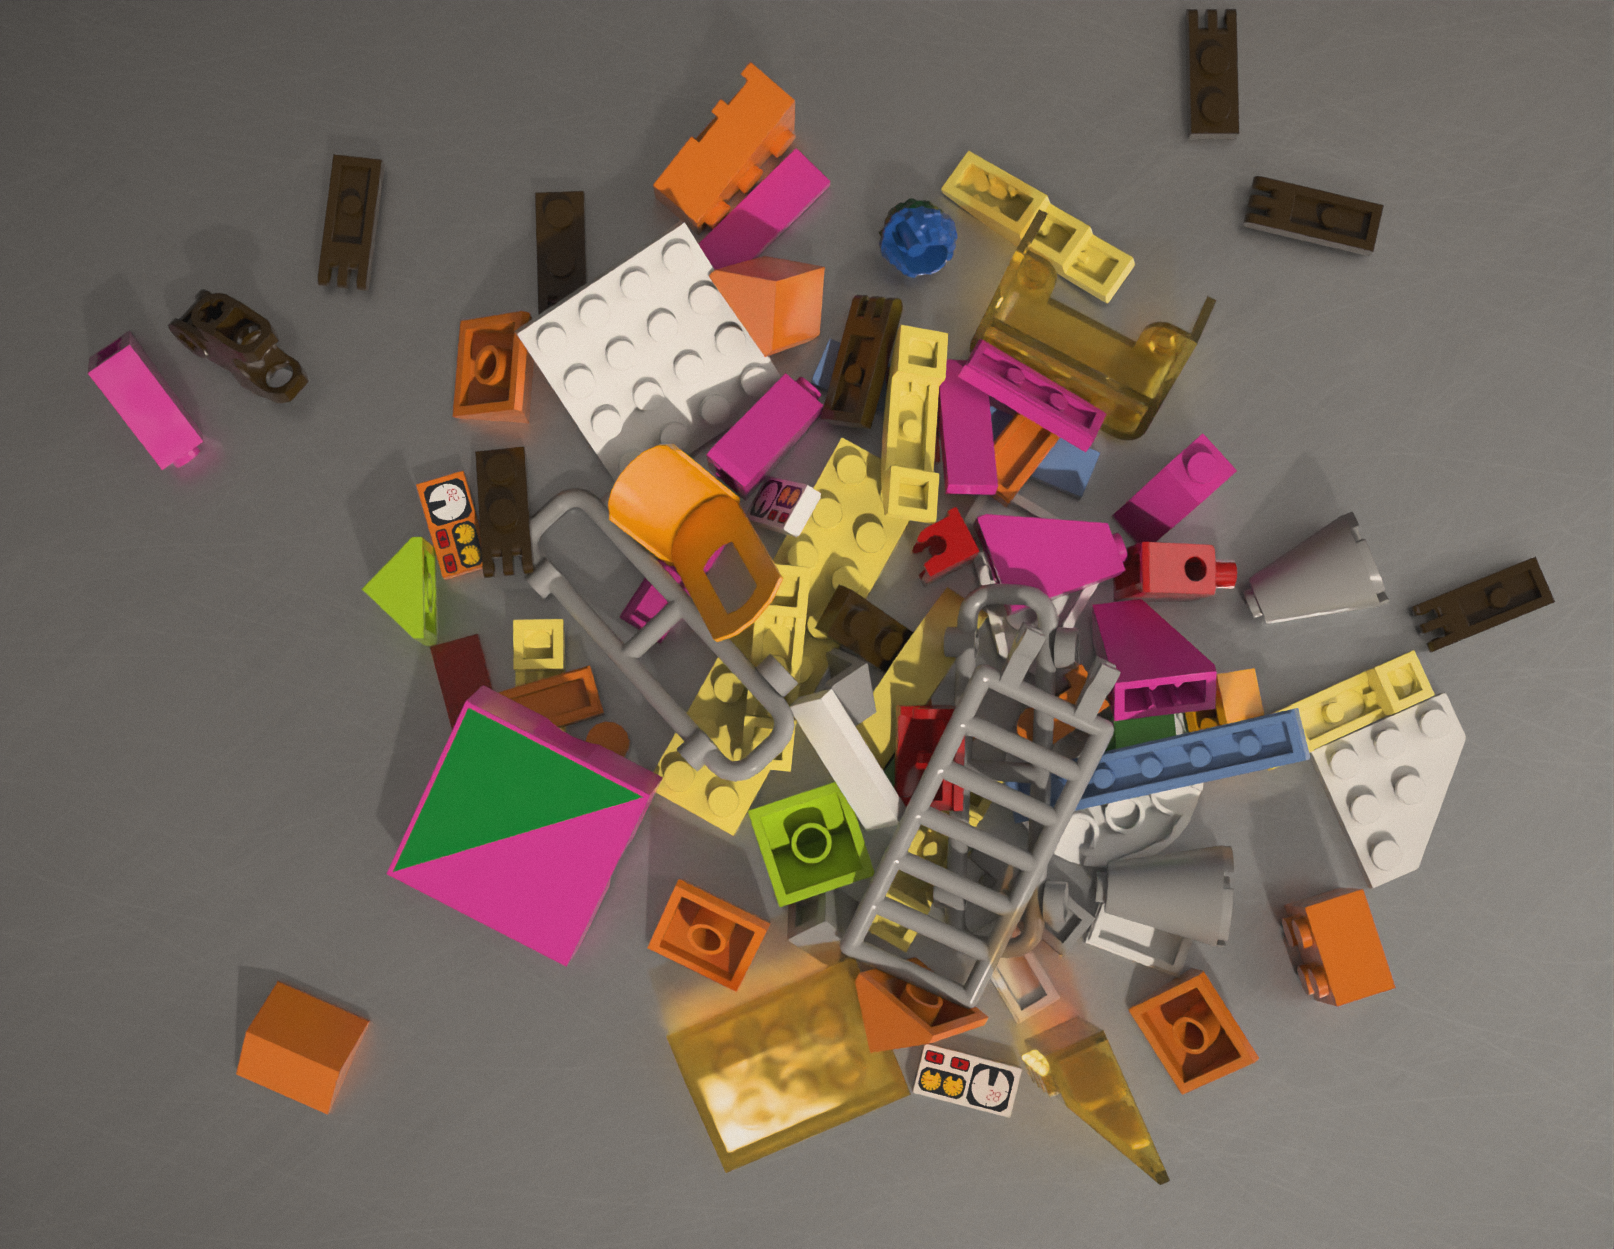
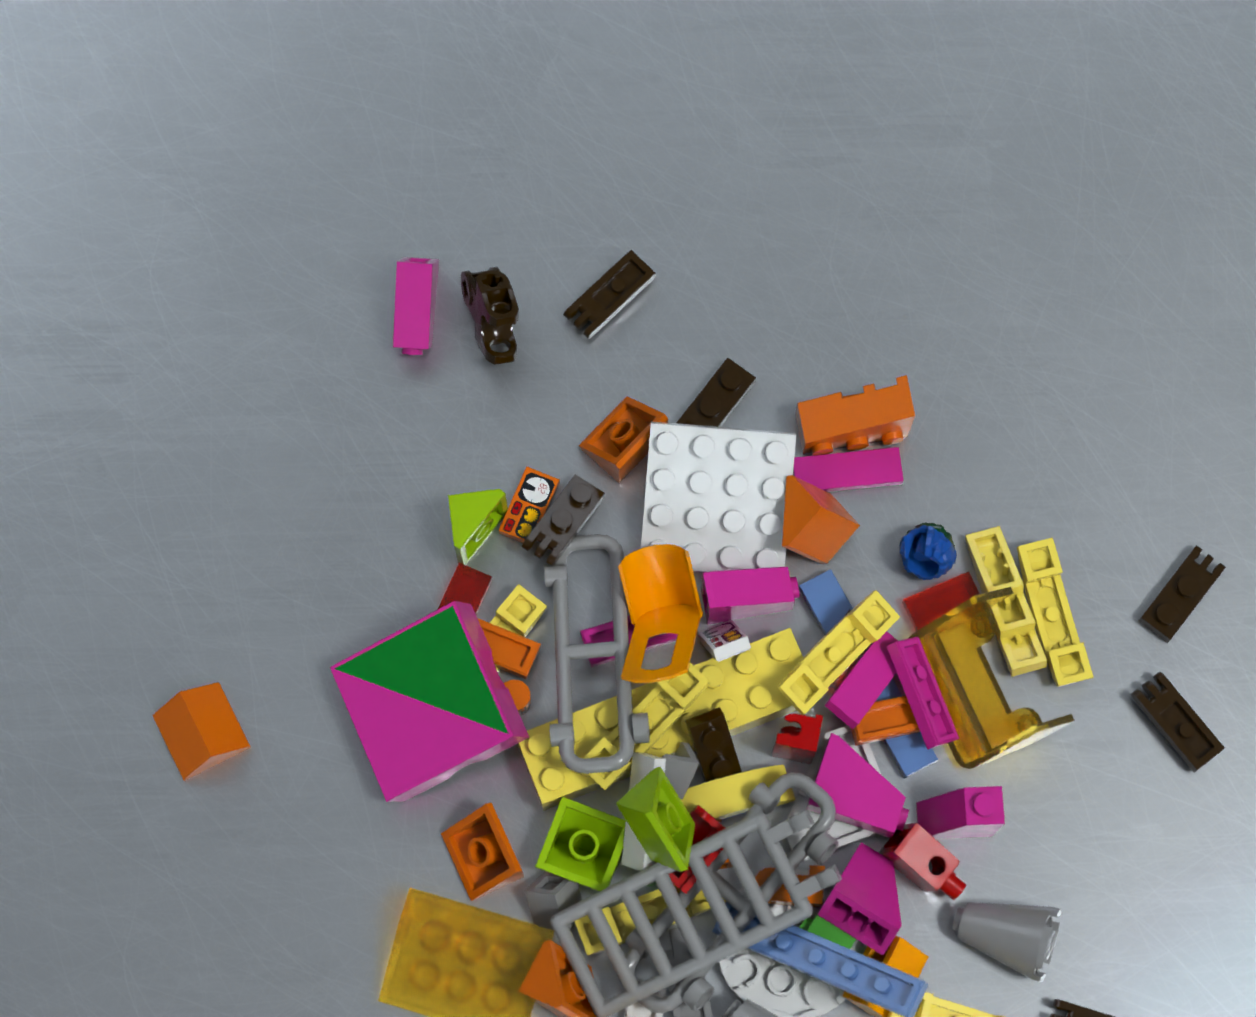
camera: 45 degrees right, 10 degrees down
(862, 361) = (837, 595): dark brown hinge -> none
(878, 759) = (659, 820): none -> lime slope
(973, 280) = (939, 599): none -> clear red tile
(1087, 195) = (1052, 613): none -> light yellow slope

